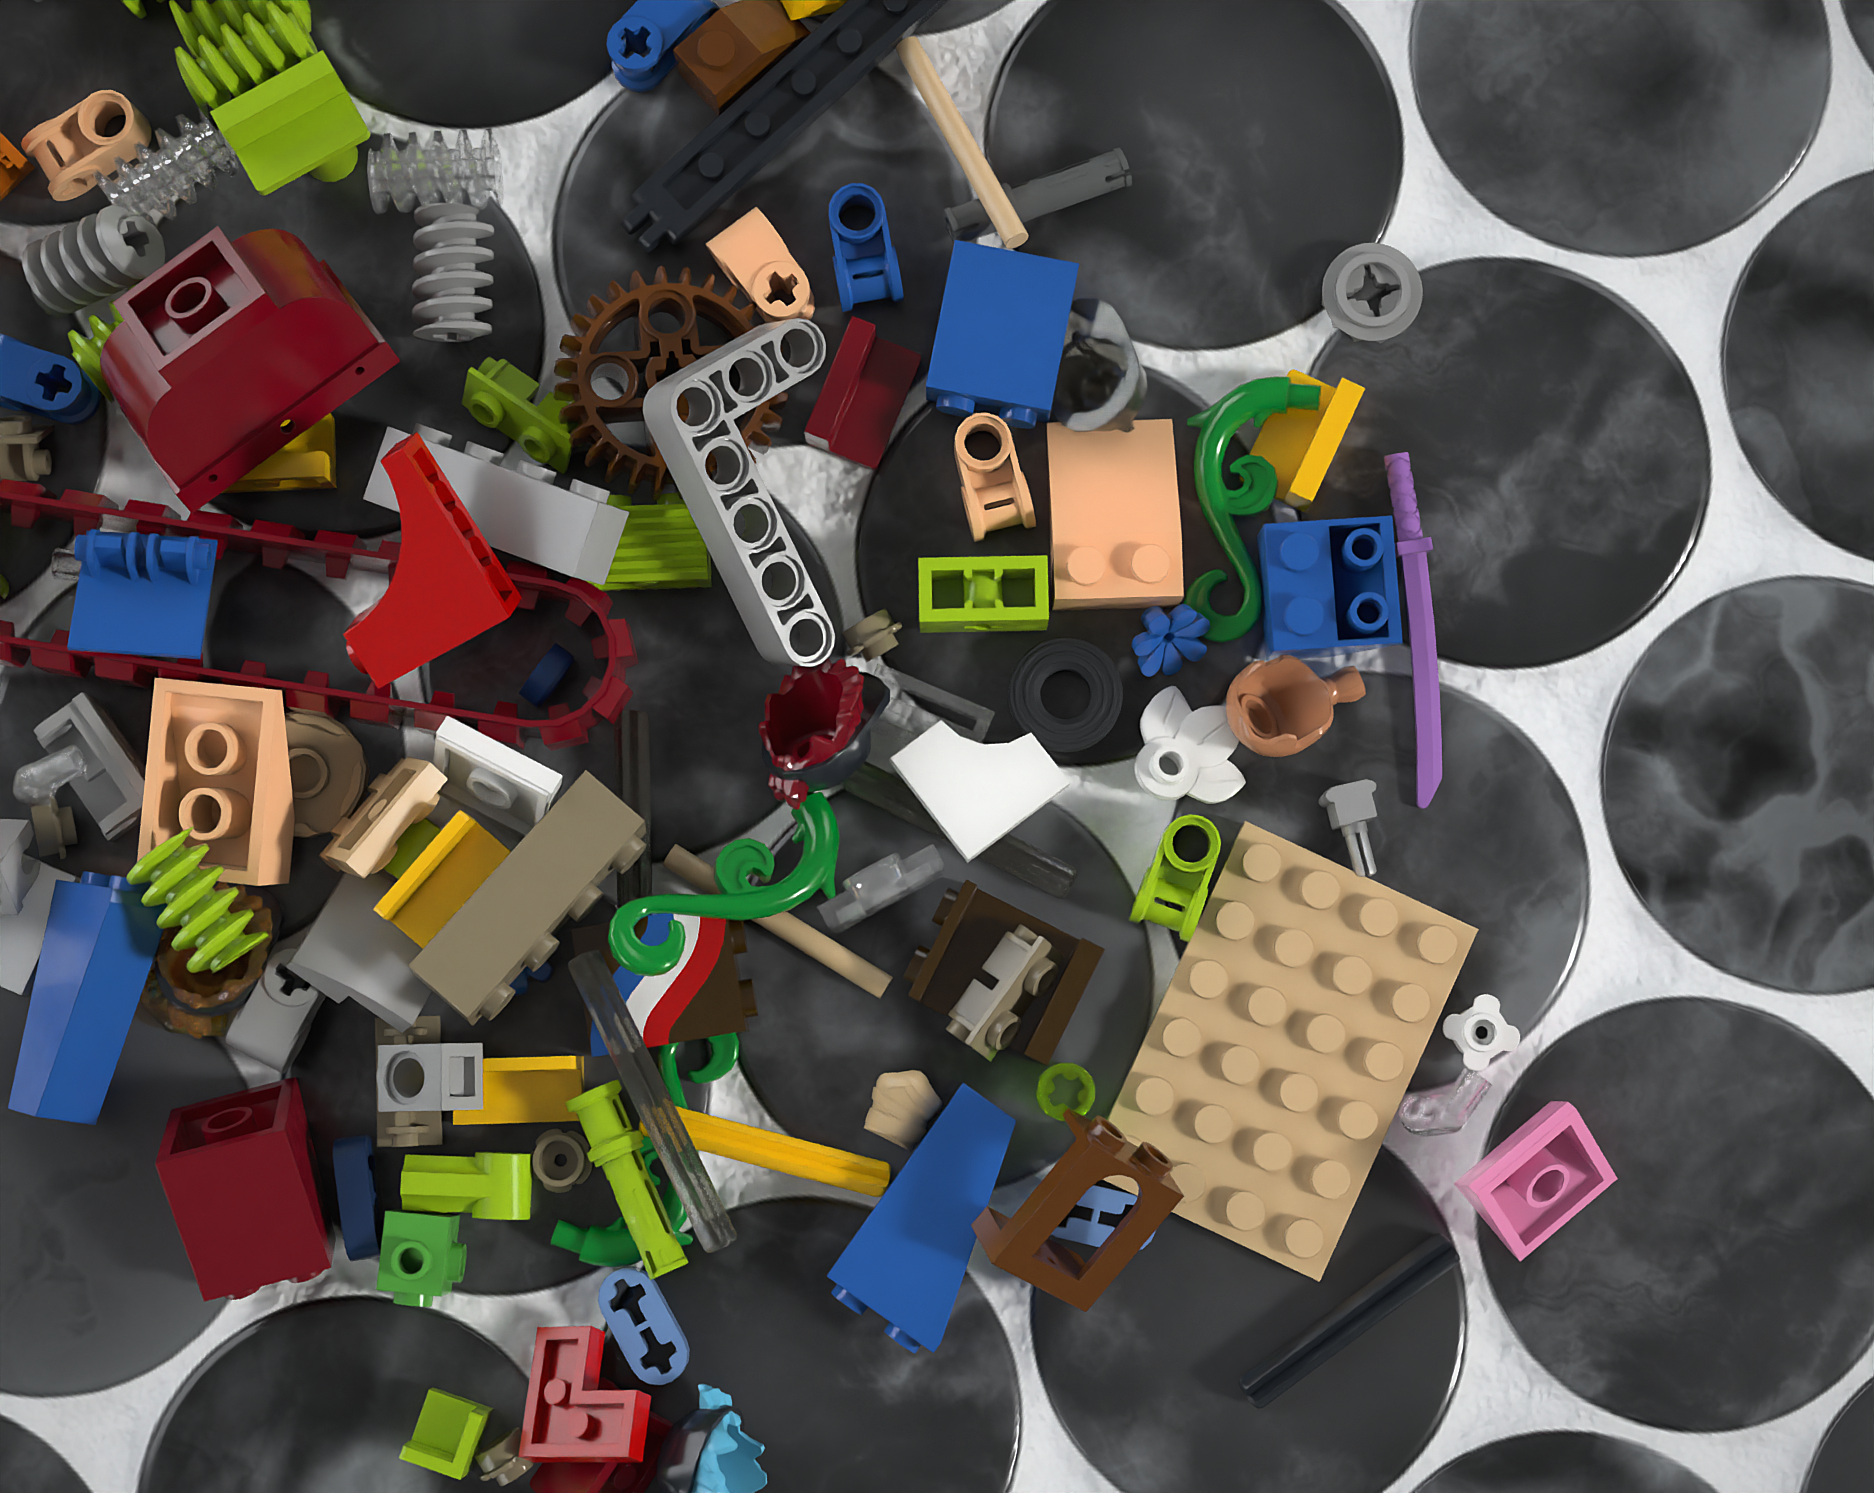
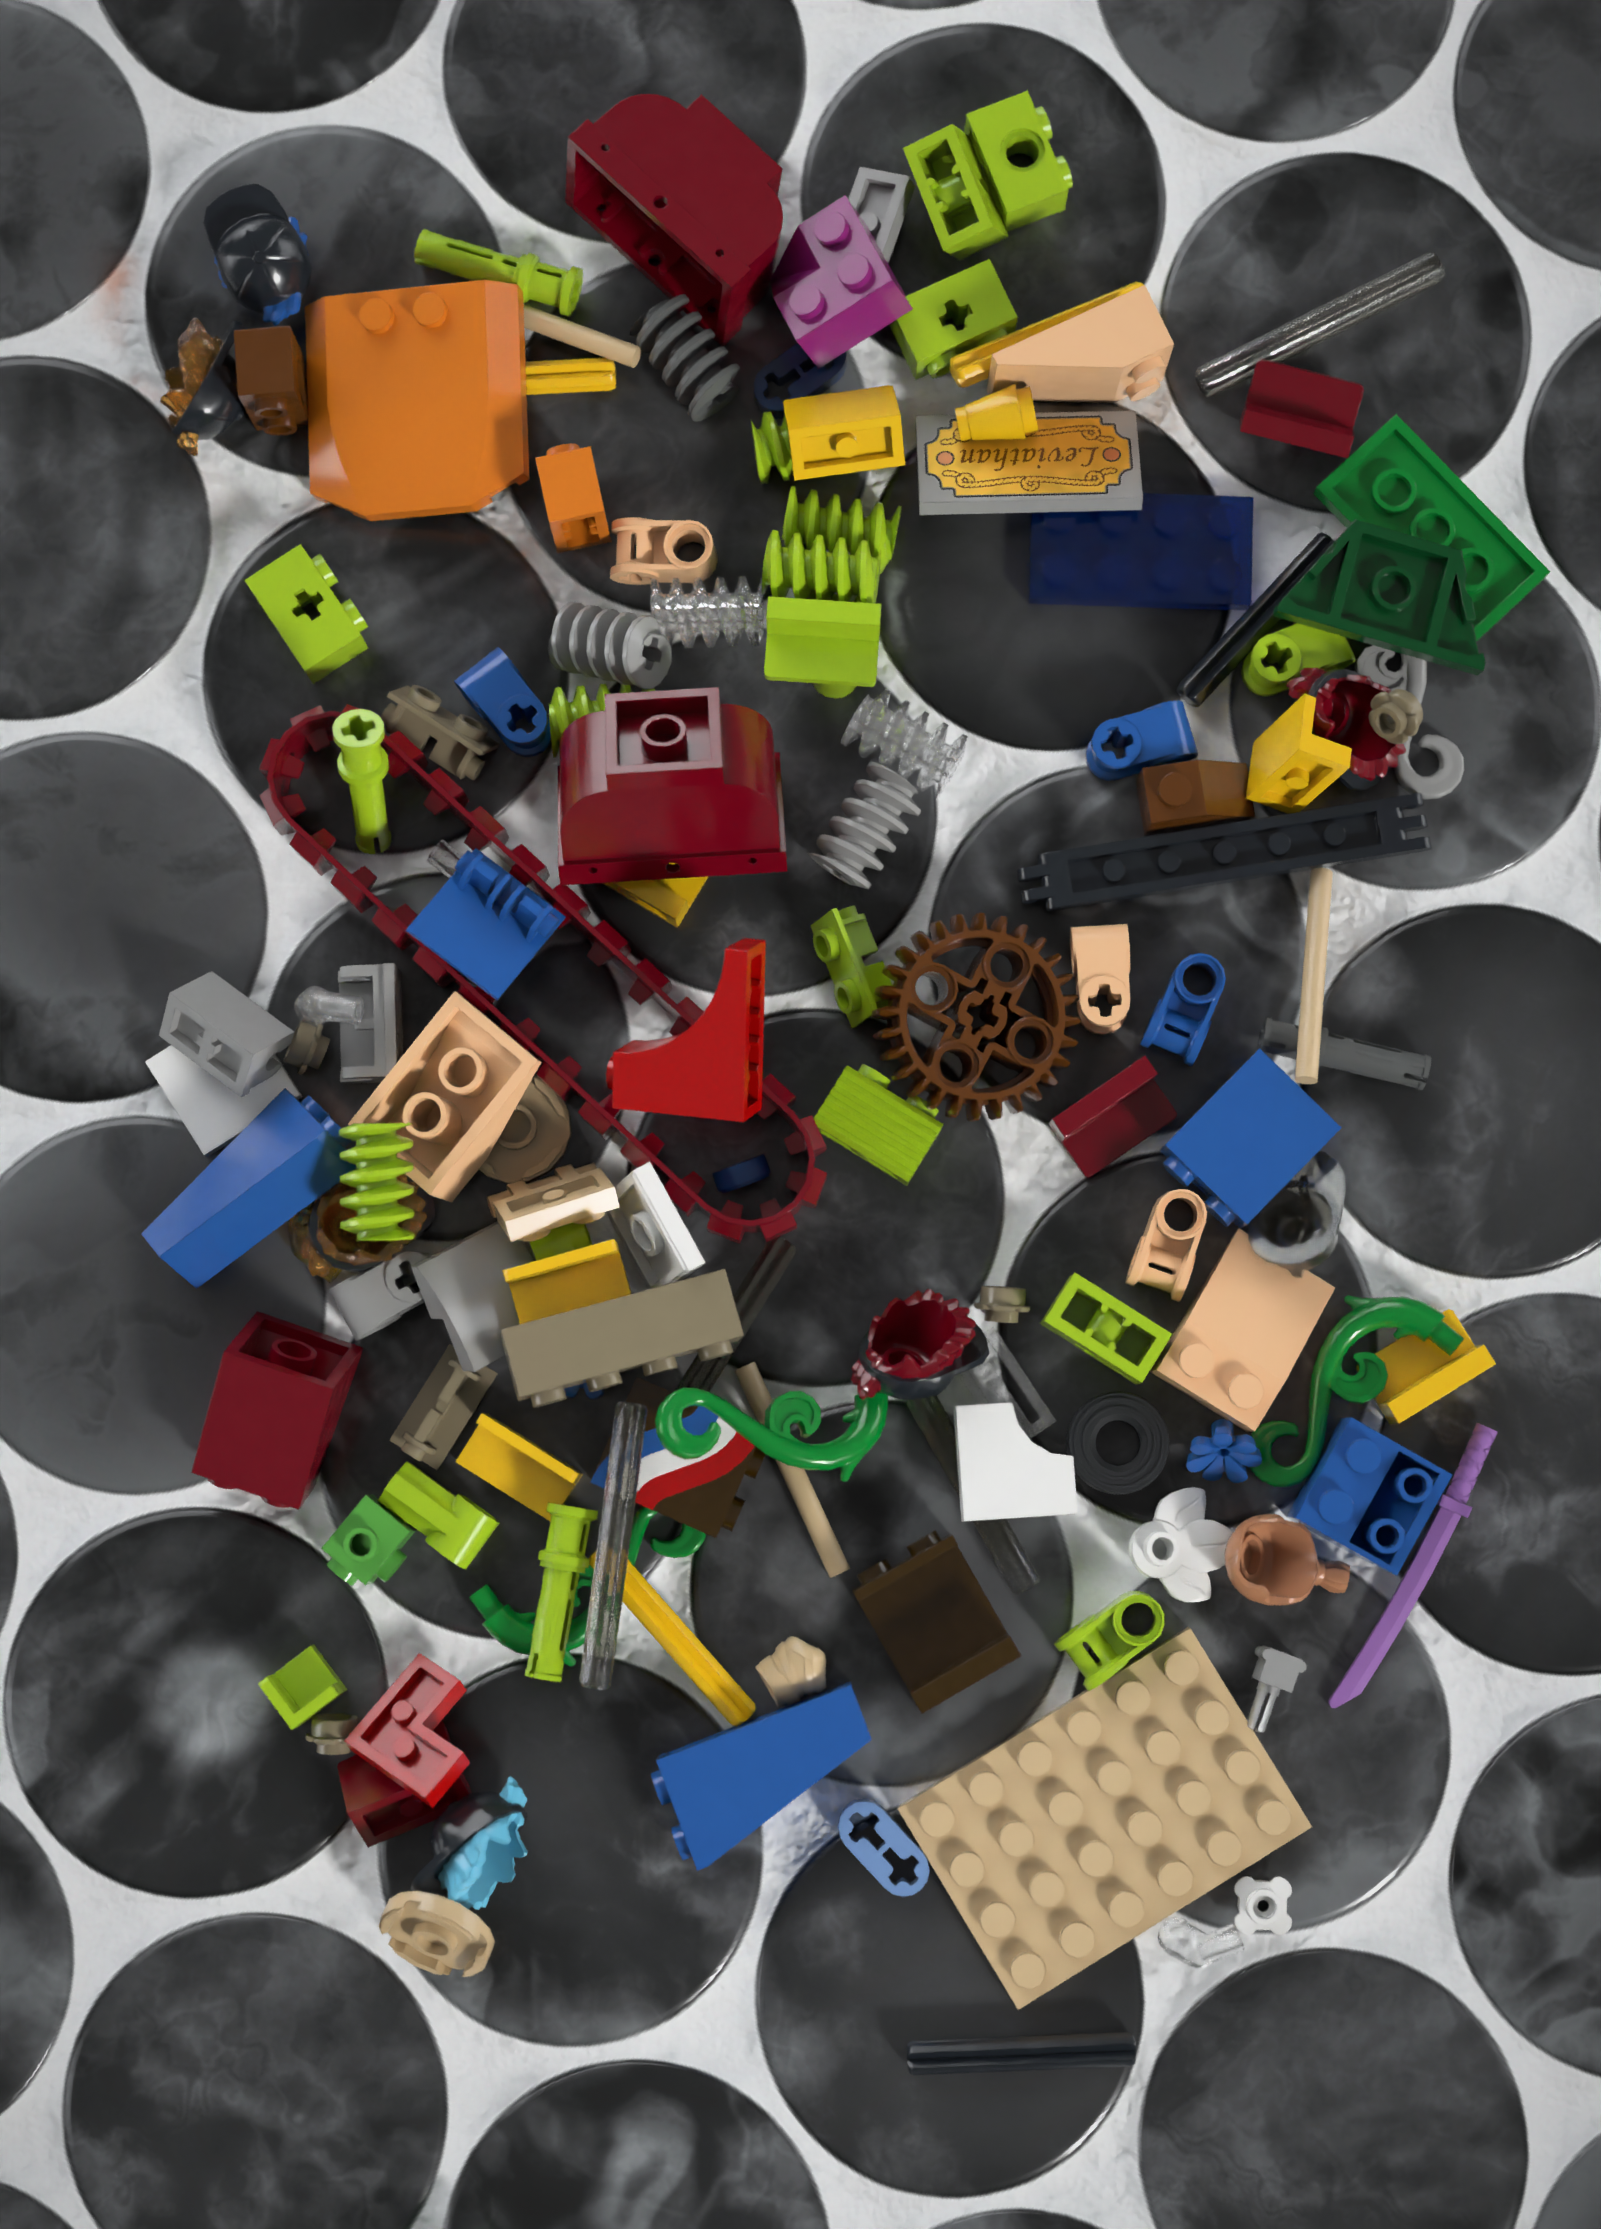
camera: 35 degrees right, 0 degrees up
(358, 1196) = (352, 1469): dark blue beam -> none
(430, 1077) = (479, 1430): light grey brick -> none
(519, 508) = (799, 1037): light grey brick -> none
(576, 1169) = (532, 1539): dark tan plate -> none
(630, 1334) = (483, 1703): medium blue beam -> none
(739, 484) = (977, 1130): light grey beam -> none
(881, 887) = (886, 1497): clear piece -> none
(992, 1018) = (951, 1631): dark tan hinge -> none
(1022, 1242) = (817, 1835): reddish brown panel -> none
(1068, 1071) = (934, 1753): clear neon green bush -> none
(1387, 270) = (1574, 1281): light grey gear -> none
(1538, 1178) = (1233, 2043): bright pink slope -> none

